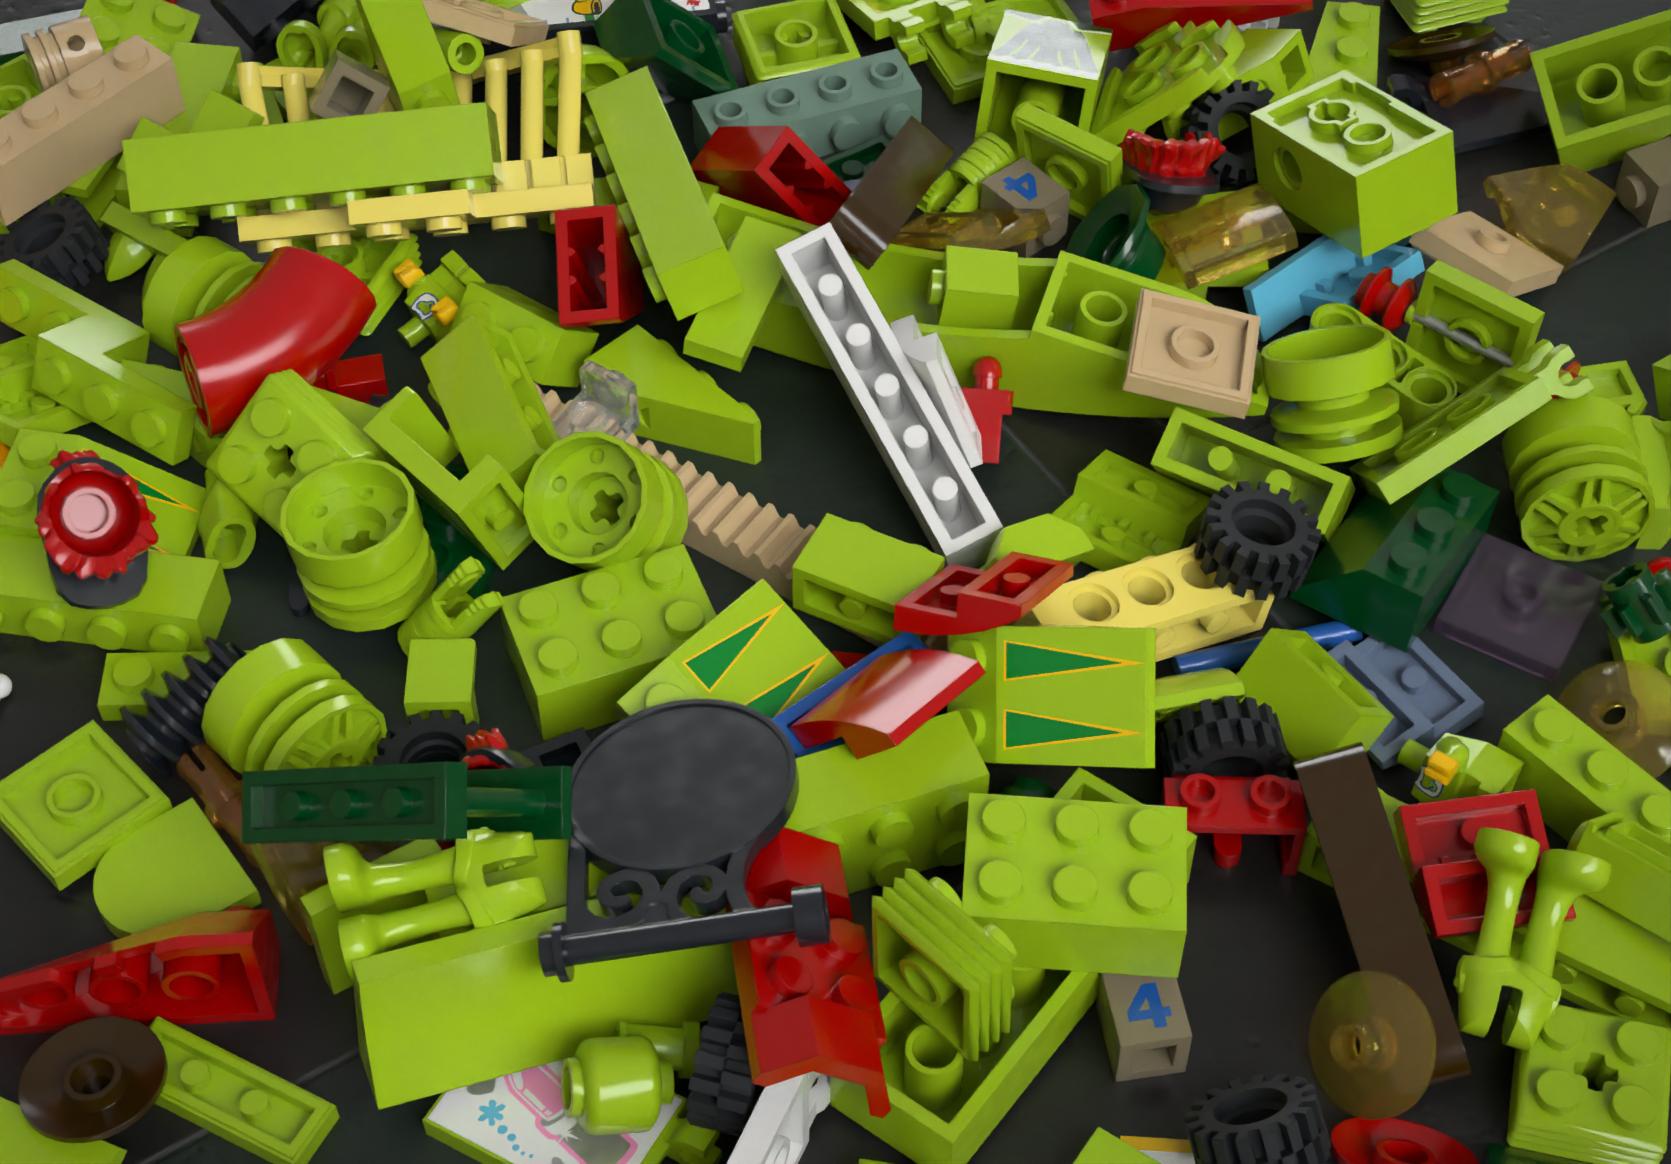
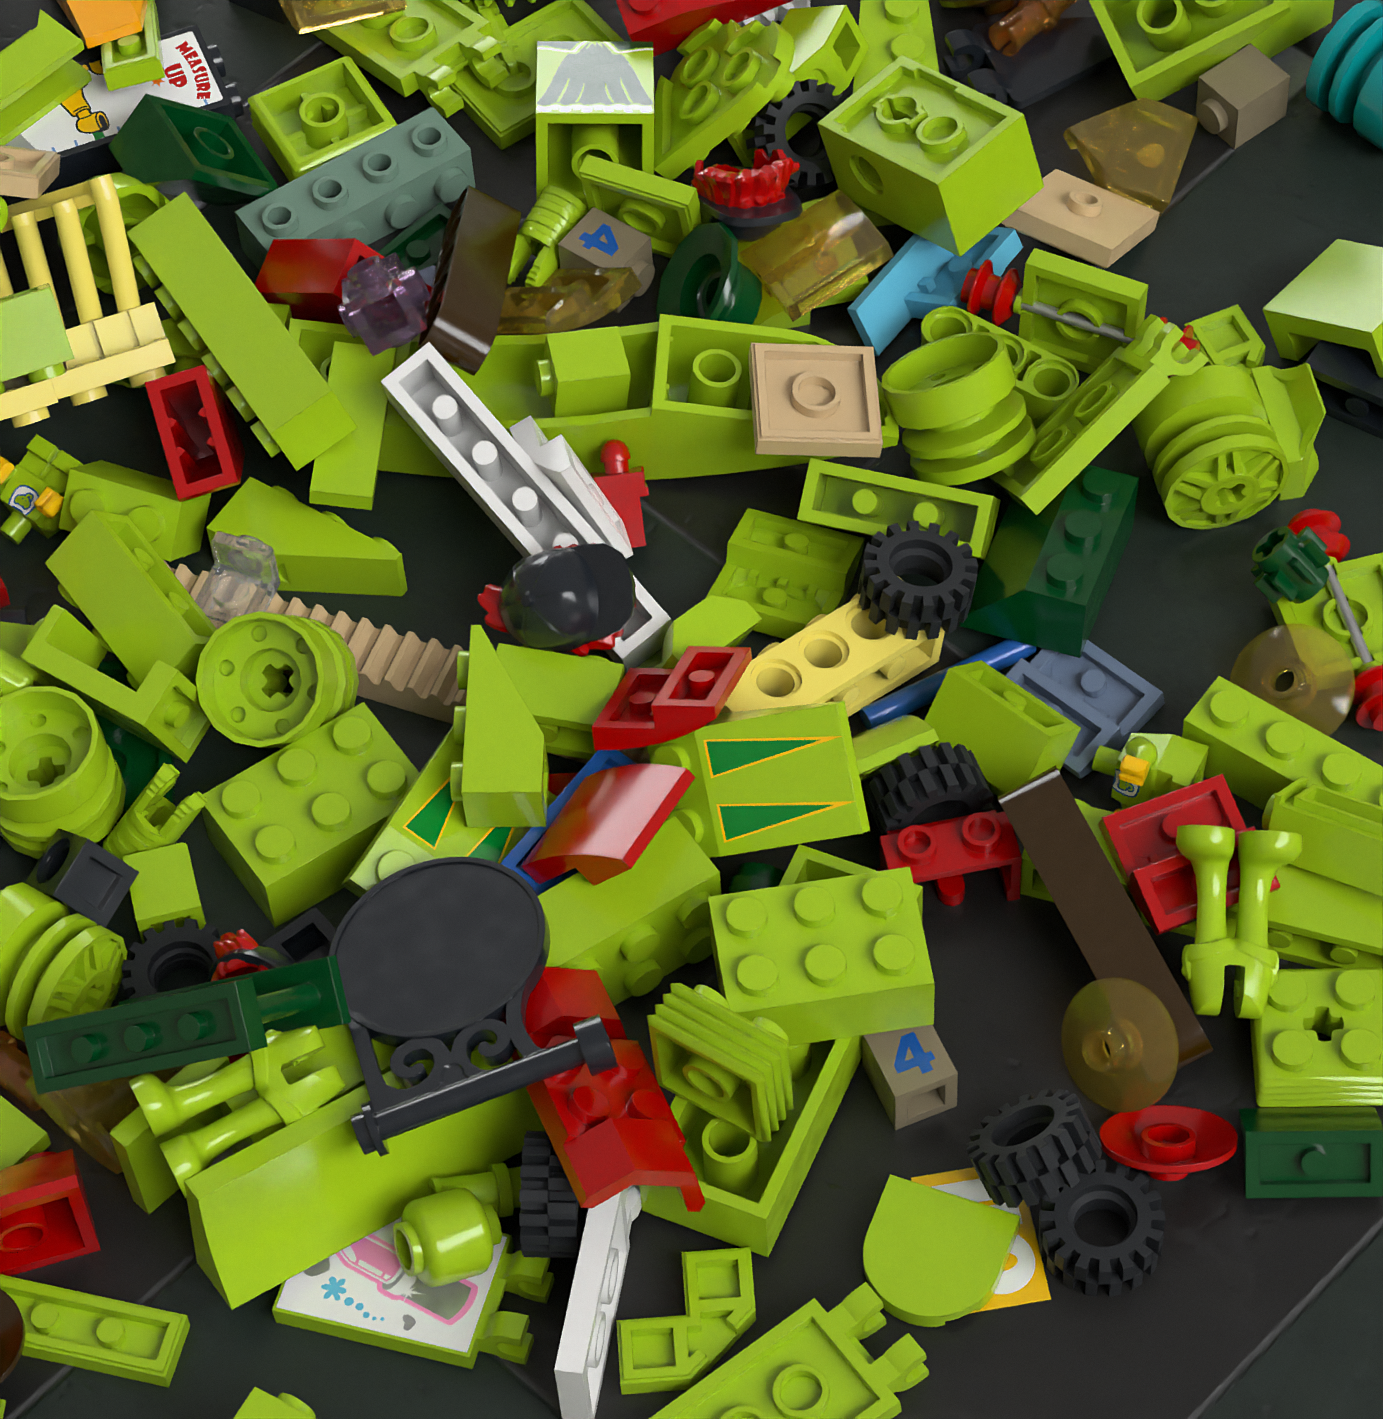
camera: 10 degrees left, 5 degrees up
(363, 649) = (82, 876): none -> black brick
(795, 206) = (383, 321): none -> brick
(800, 609) = (504, 748): none -> lime slope
(901, 483) = (564, 599): none -> black hair
(1518, 607) = (1178, 587): clear purple plate -> none

